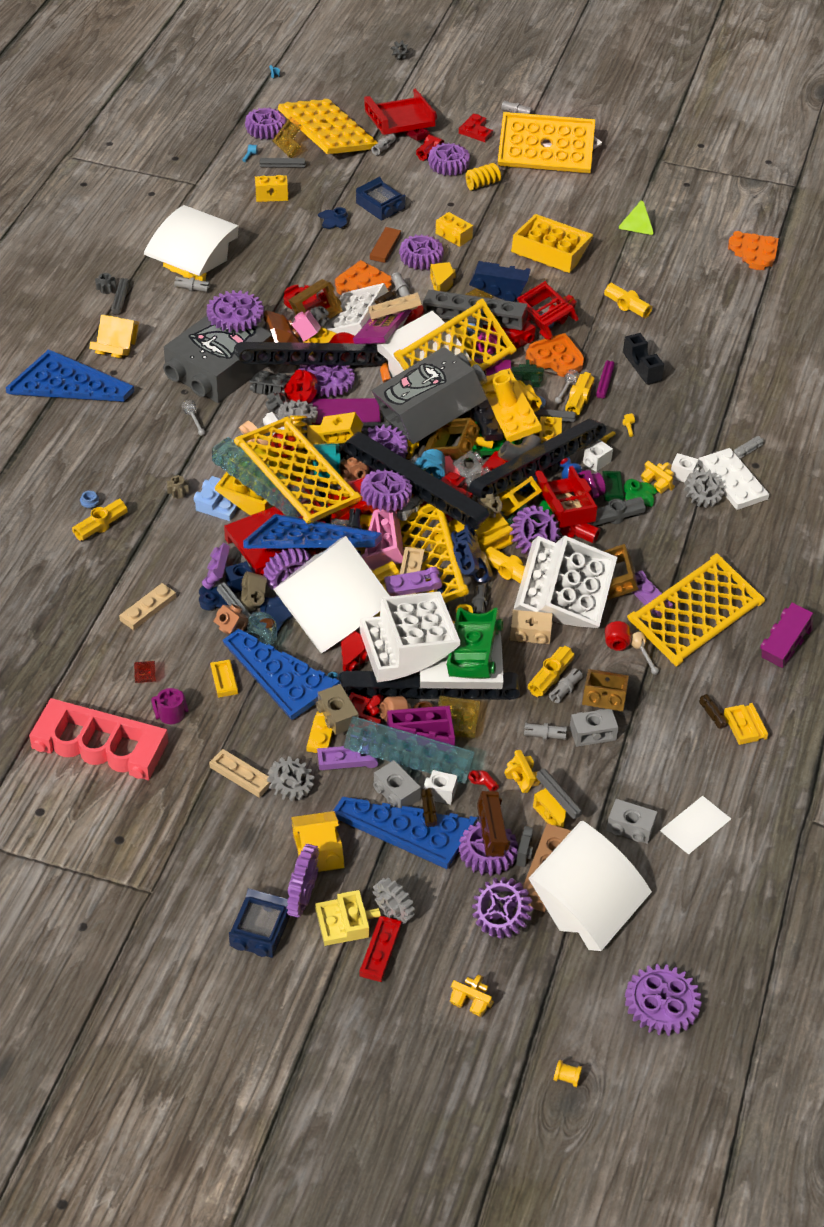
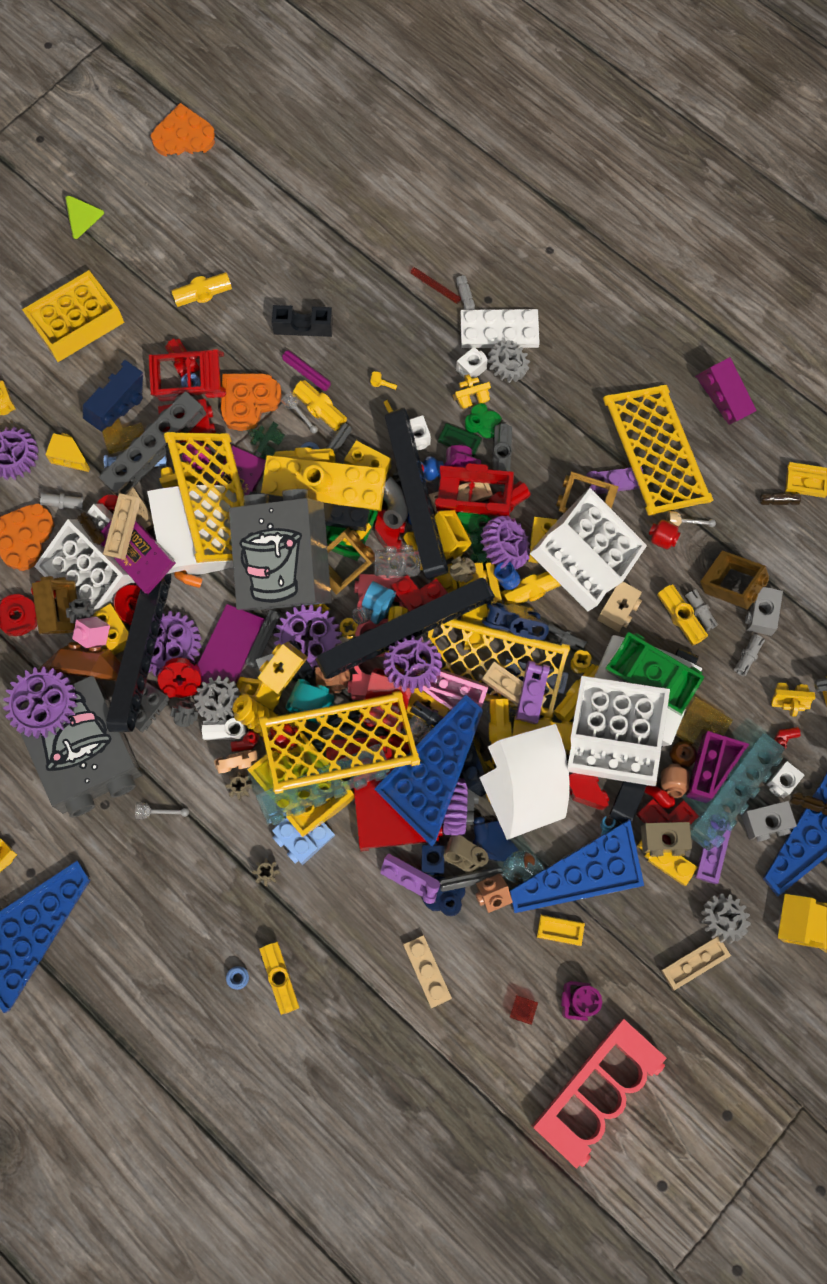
camera: 65 degrees left, 25 degrees up
(506, 540) = (507, 576): none -> blue wheel
(741, 427) = (435, 285): none -> clear red bar

